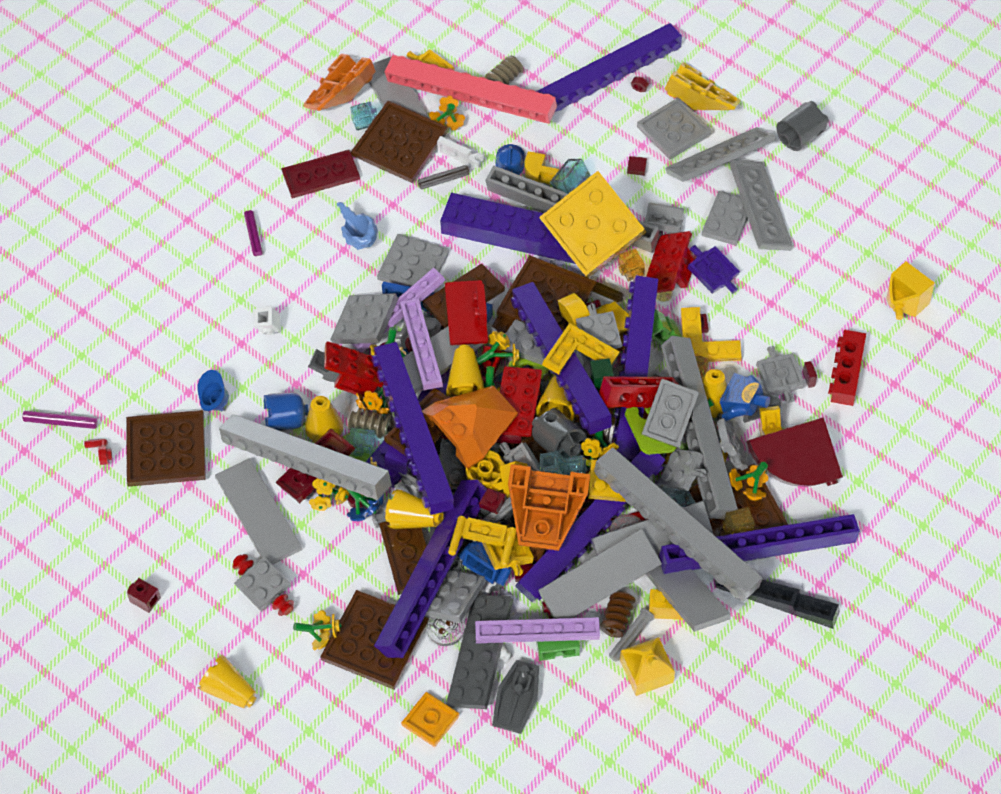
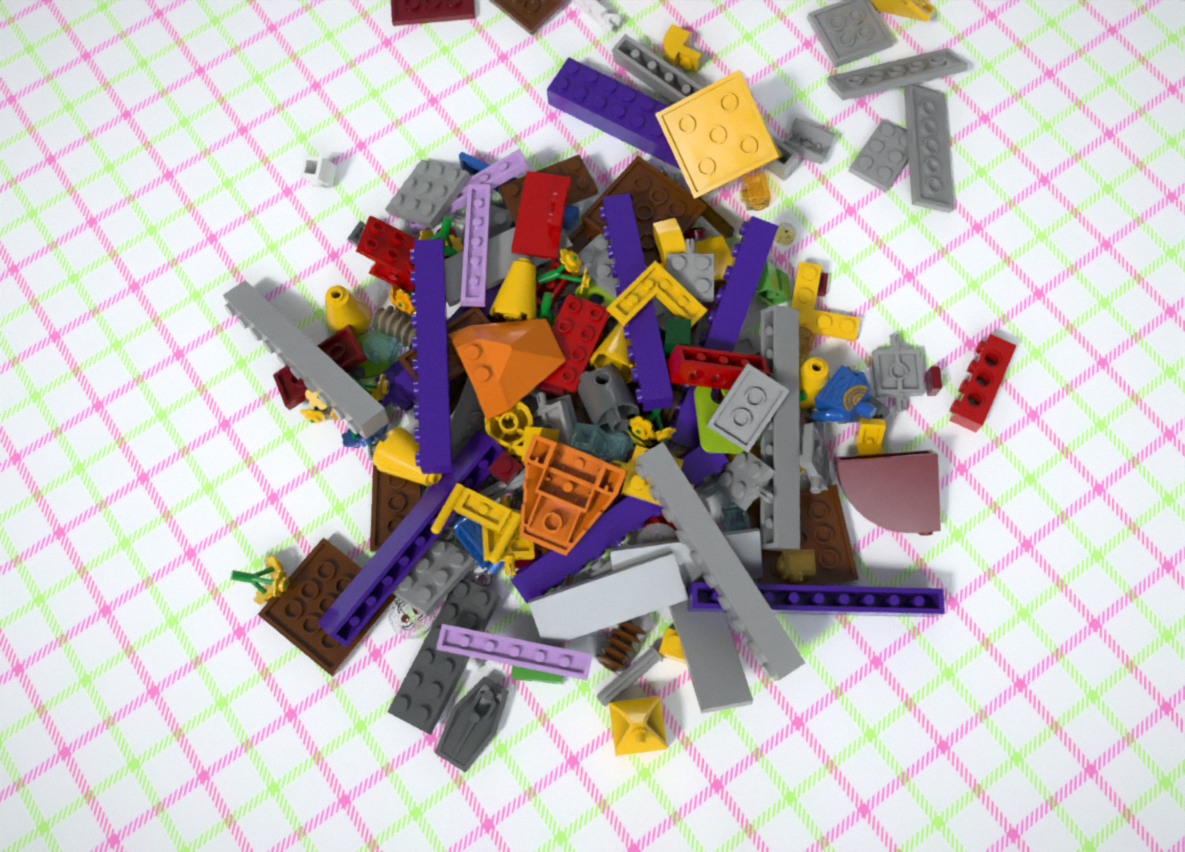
camera: 15 degrees right, 15 degrees up
(60, 419) = (60, 240): magenta axle -> none
(103, 452) = (92, 294): red plate -> none
(143, 595) = (83, 484): dark red brick -> none
(165, 448) = (163, 303): reddish brown plate -> none
(212, 391) = (231, 248): blue piece -> none
(227, 684) = (140, 625): yellow cone -> none
(253, 233) = (337, 59): magenta axle -> none
(258, 512) = (243, 408): light grey tile -> none
(262, 584) = (219, 503): light grey plate -> none
(285, 411) = (302, 289): blue cylinder -> none
(358, 229) = (452, 81): medium blue hair -> none
(411, 260) = (503, 130): light grey plate -> none
(430, 719) = (364, 726): light orange tile -> none
(443, 177) = (568, 35): axle -> none
(510, 158) = (650, 29): blue piece -> none
(570, 175) = (712, 65): clear light blue brick -> none
(636, 165) = (794, 67): dark red tile -> none
(671, 261) = (803, 199): red bracket -> none
(713, 269) = (851, 219): dark purple plate -> none
(756, 478) = (831, 506): light orange plant -> none
(792, 602) = (840, 682): black slope -> none
(802, 126) = (1003, 58): dark grey cylinder -> none
(909, 291) = (1082, 300): yellow piece -> none

